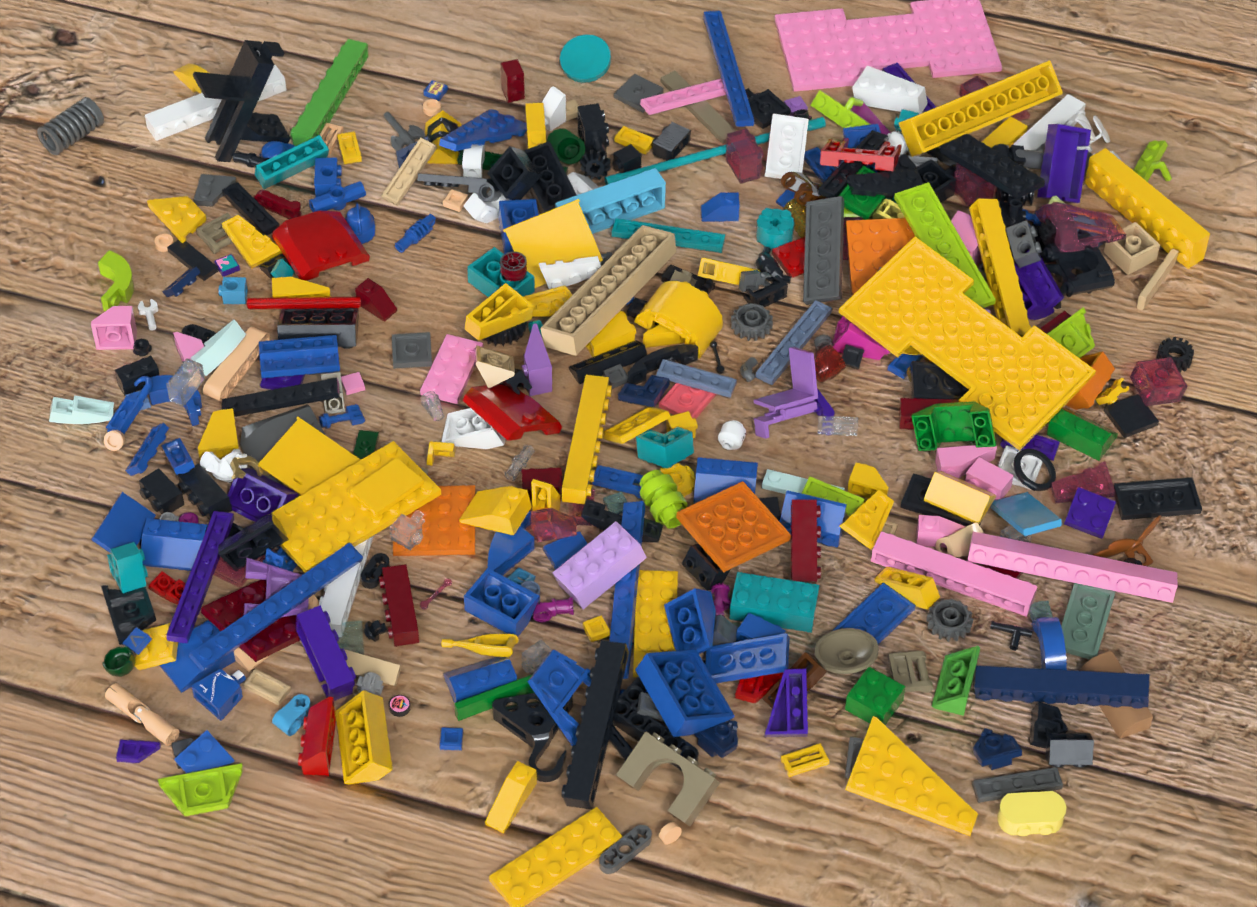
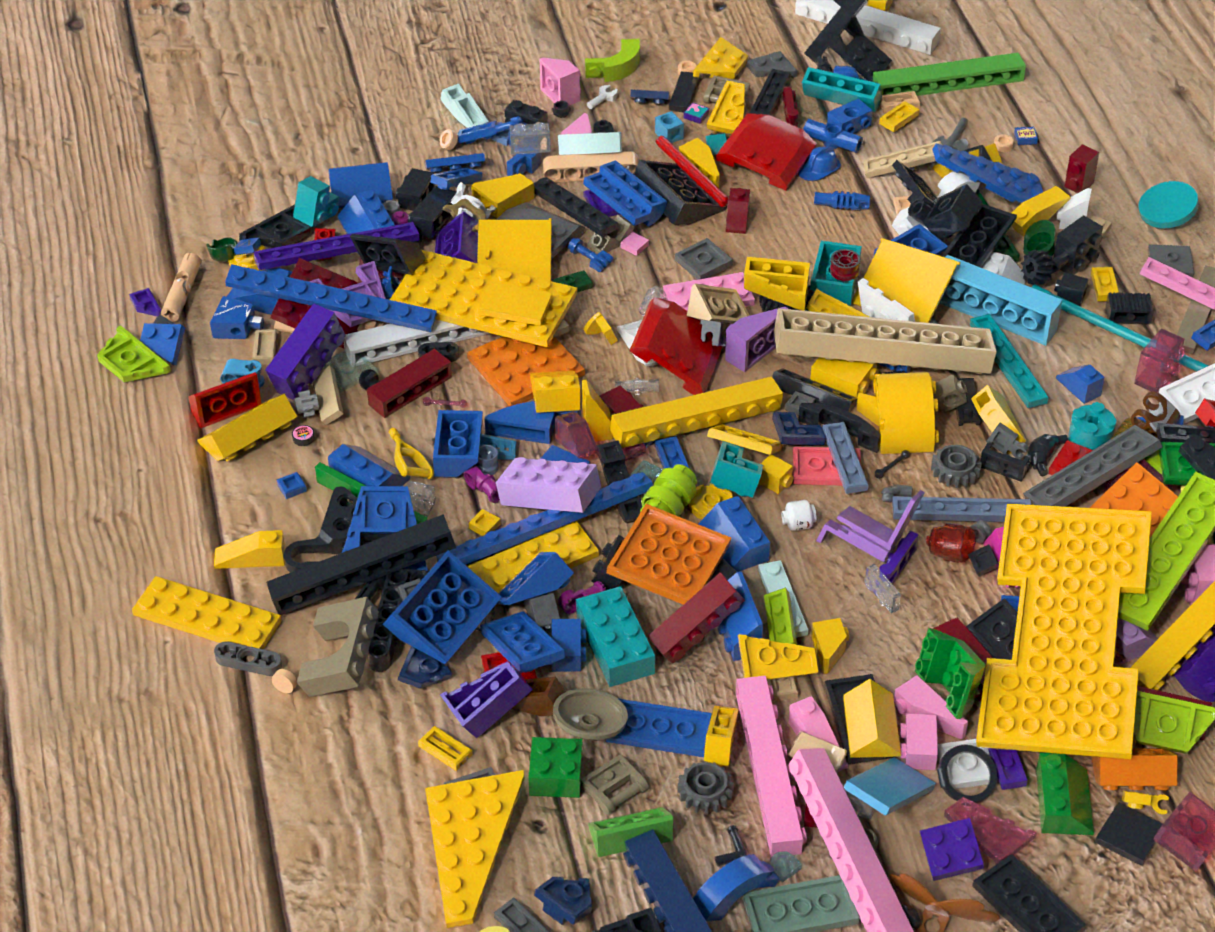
camera: 60 degrees right, 5 degrees down
(408, 530) = (486, 344): clear brick -> none

